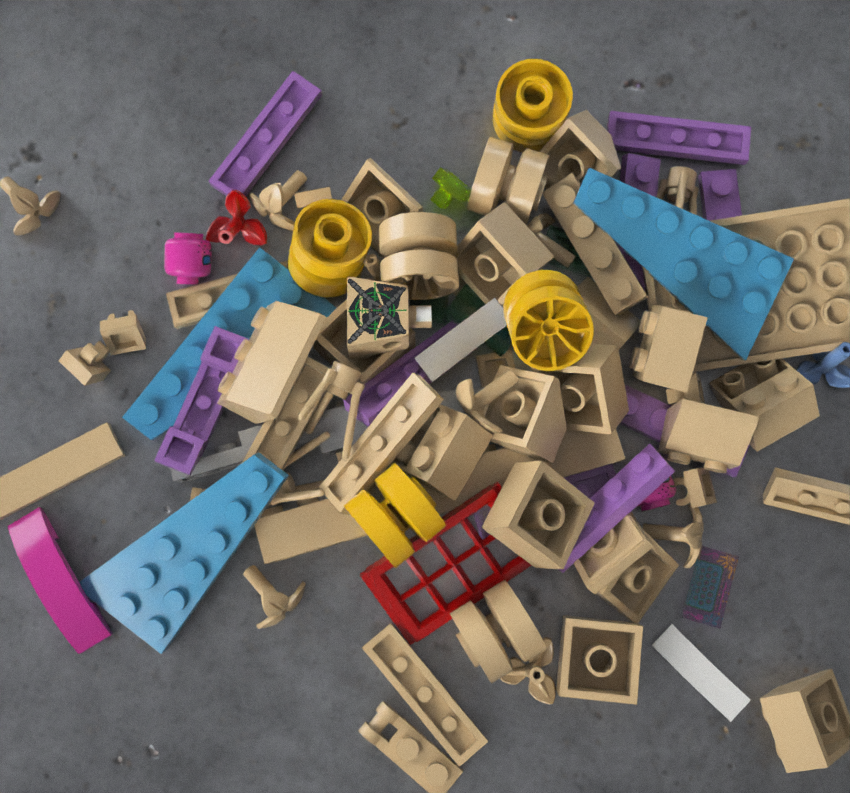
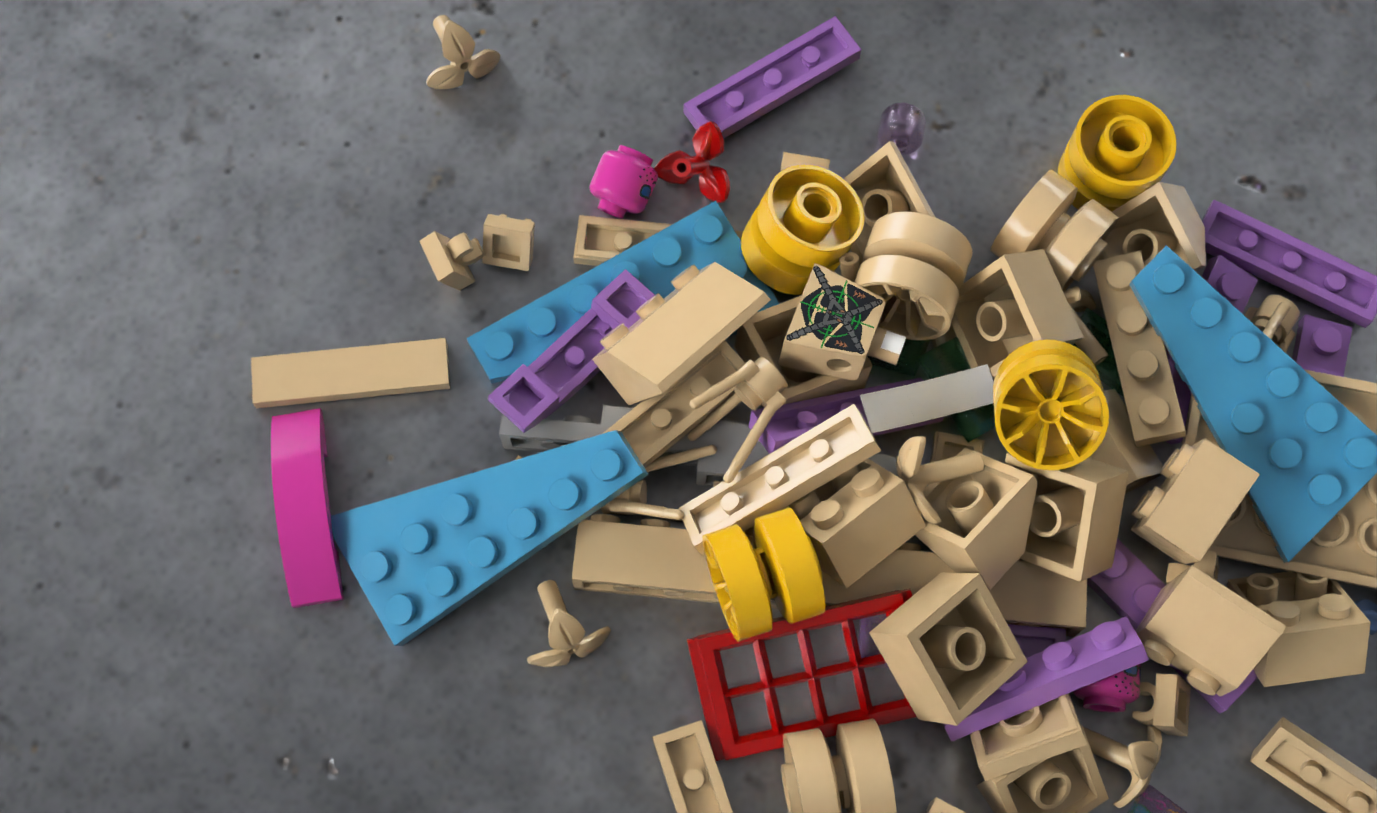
camera: 20 degrees right, 10 degrees down
(275, 197) = (755, 151): tan plant -> none
(372, 139) = (903, 125): none -> clear purple piece
(450, 188) = (977, 218): clear neon green tile -> none

